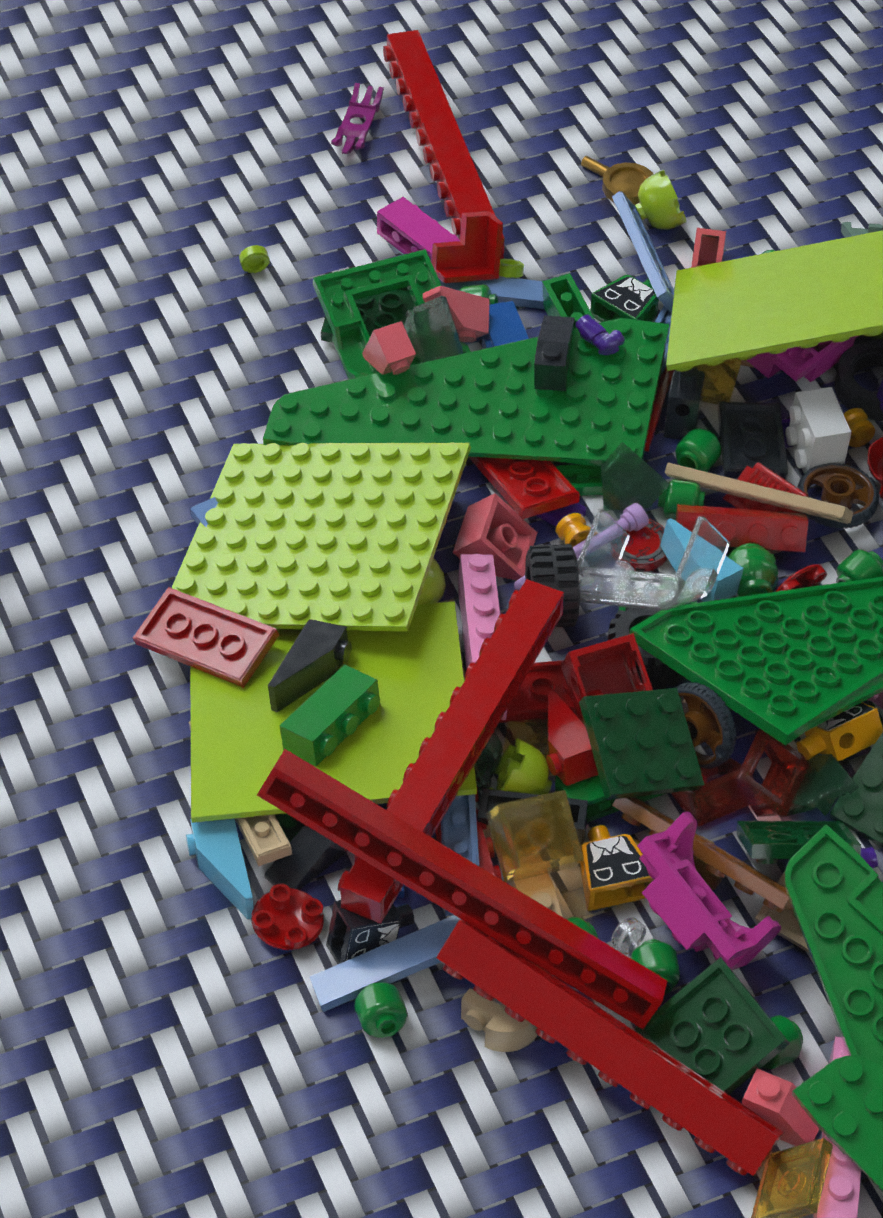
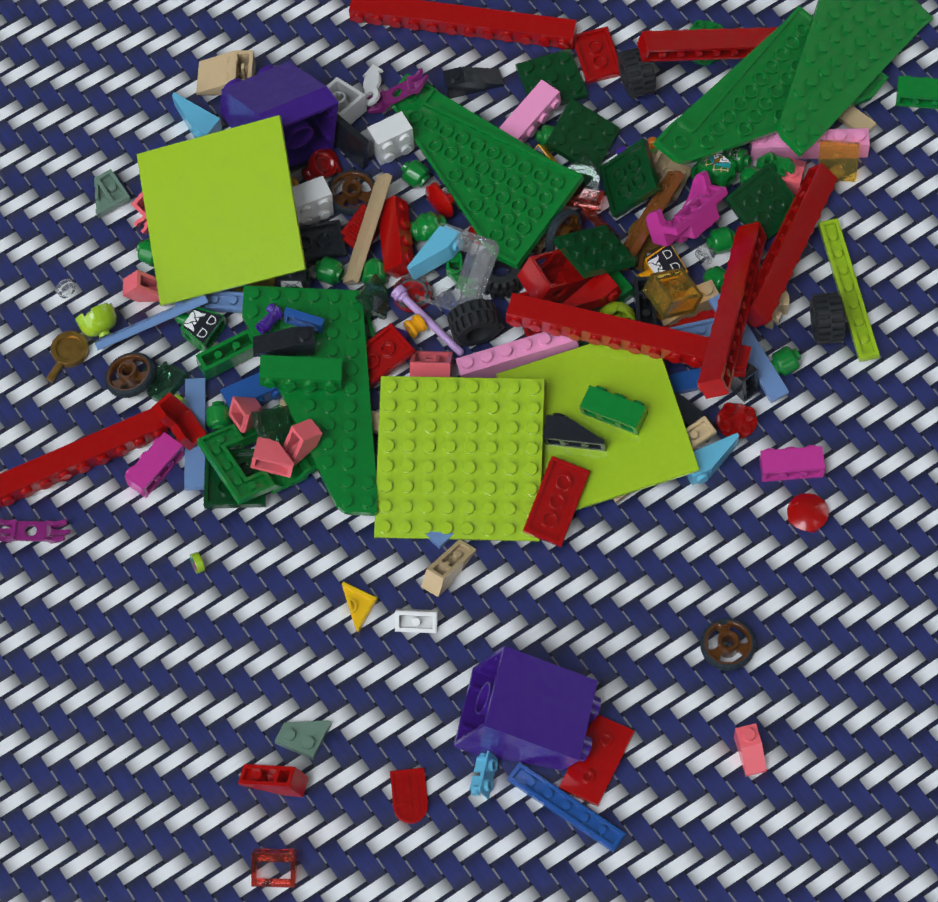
camera: 95 degrees left, 15 degrees up
(82, 986) = (807, 512): none -> red dish
(85, 469) = (416, 620): none -> white slope
(133, 414) = (359, 604): none -> yellow tile
(149, 507) = (447, 567): none -> tan slope
(178, 977) = (792, 463): none -> dark pink brick
(375, 312) = (271, 458): none -> coral slope
(439, 1076) = (827, 318): none -> black tyre
(499, 360) = (300, 372): none -> green brick
(508, 1147) = (848, 290): none -> lime plate
(551, 260) = (166, 380): none -> clear green slope
(568, 224) = (129, 375): none -> reddish brown wheel
(587, 371) = (303, 319): none -> blue tile
(724, 183) = (65, 288): none -> clear tile
(788, 975) = (719, 168): none -> green brick
(799, 1070) = (779, 163): none -> green piece
(819, 1023) = (740, 157): none -> green head

